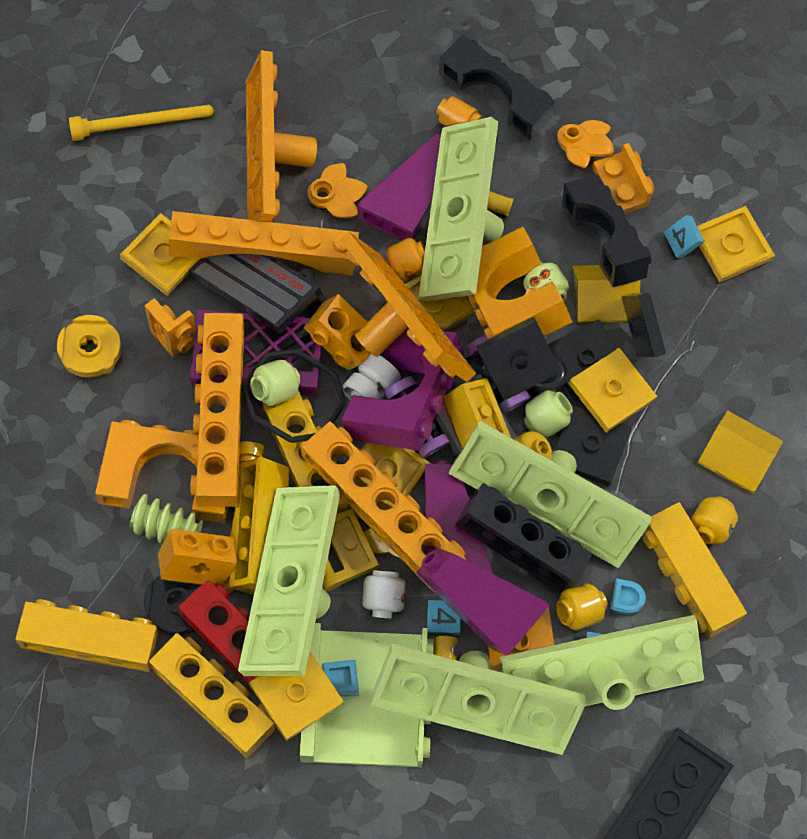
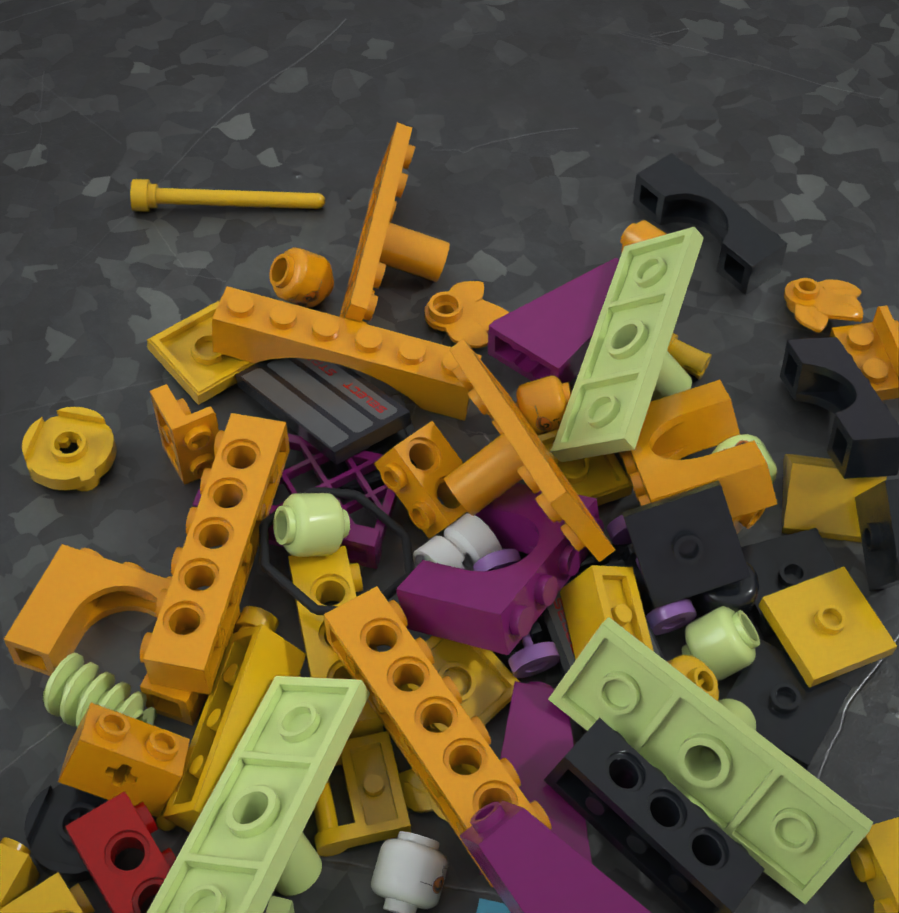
camera: 15 degrees right, 15 degrees down
(216, 184) = (301, 277): none -> light orange head

